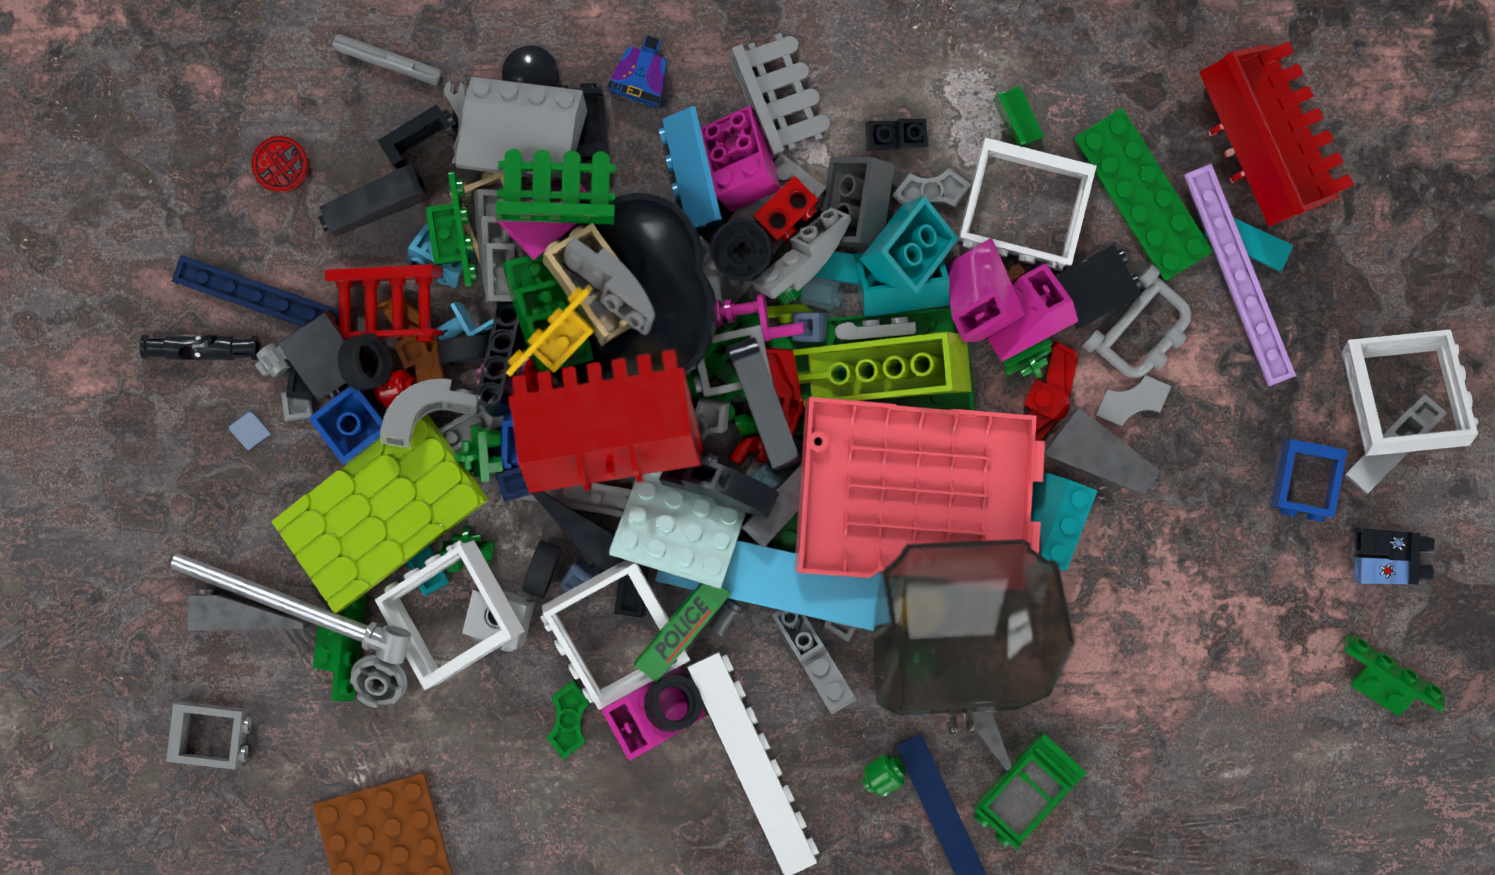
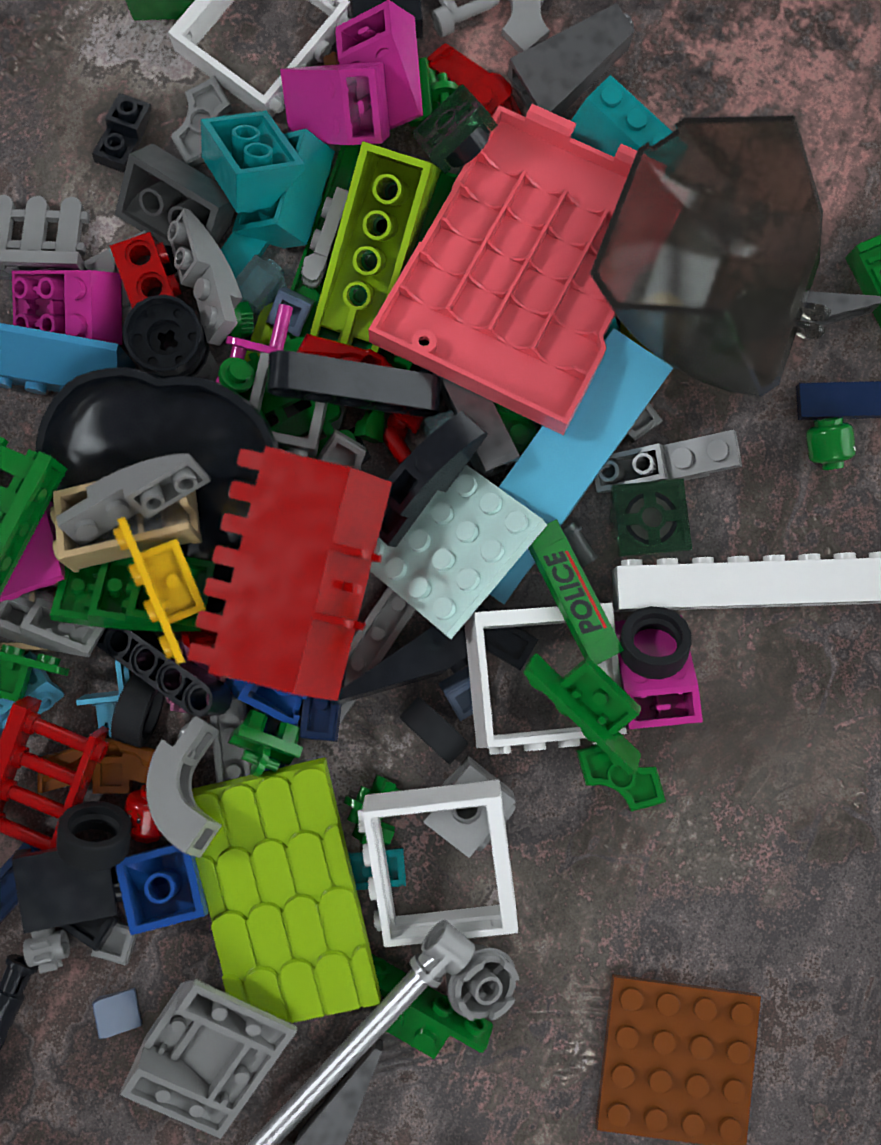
camera: 70 degrees left, 5 degrees down
(247, 506) = (205, 1057): none -> light grey slope
(605, 676) = (592, 703): none -> green bracket
(734, 315) = (236, 374): none -> green plate
(765, 663) = (650, 518): none -> clear green piece
(998, 391) = (455, 130): none -> clear green piece

